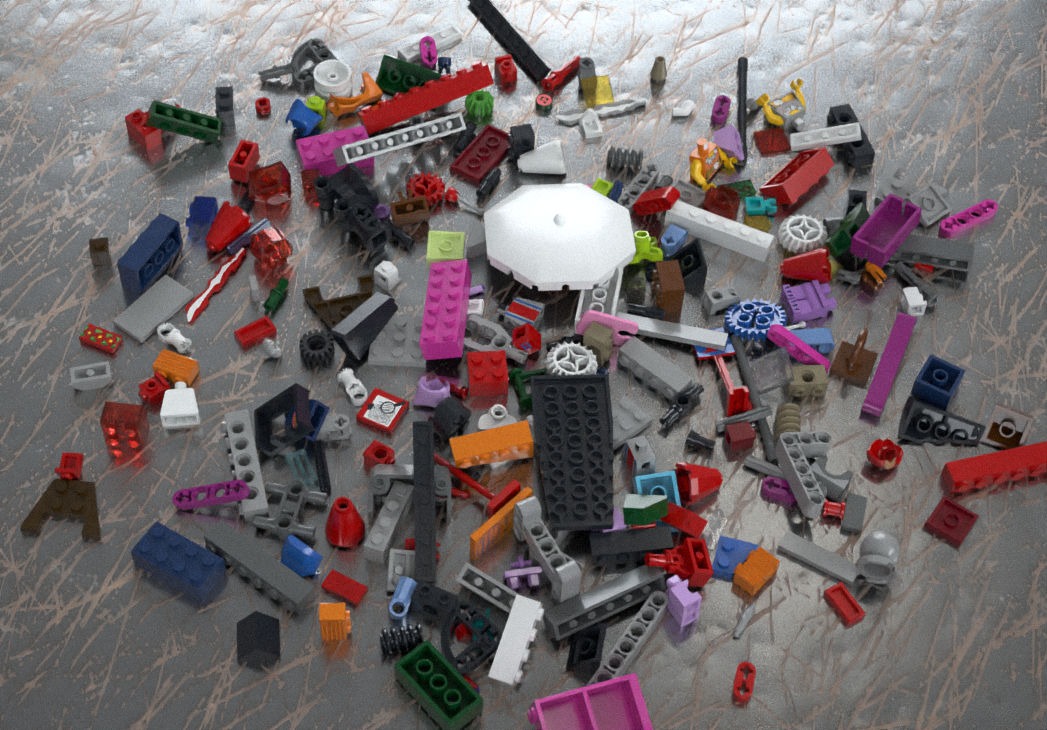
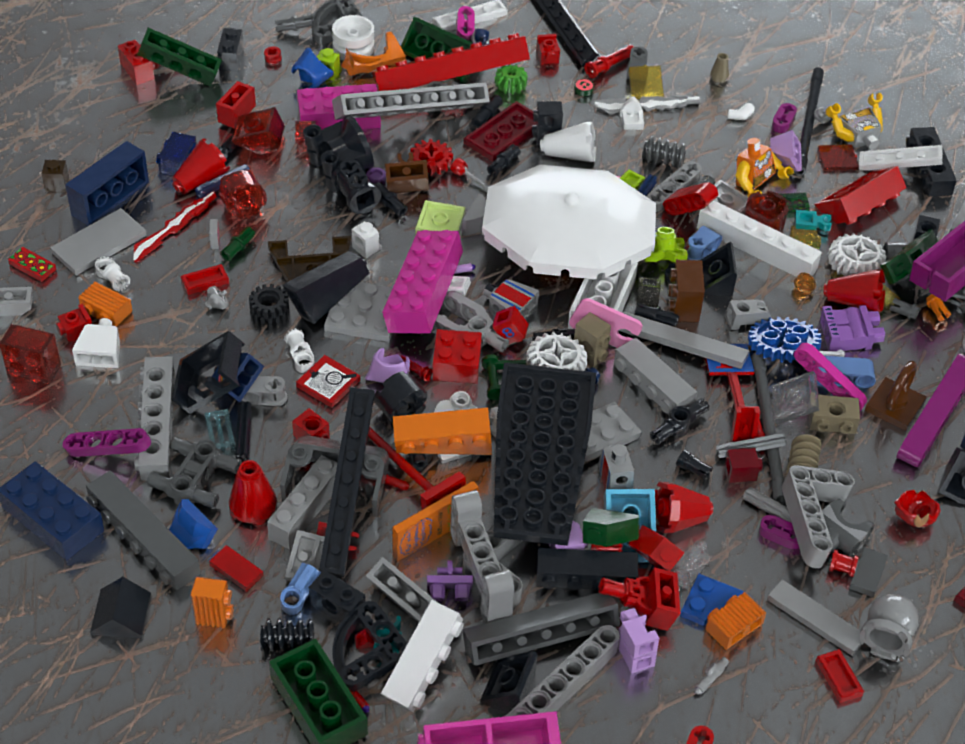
camera: 10 degrees right, 5 degrees down
(763, 264) = (805, 283): none -> clear orange tile

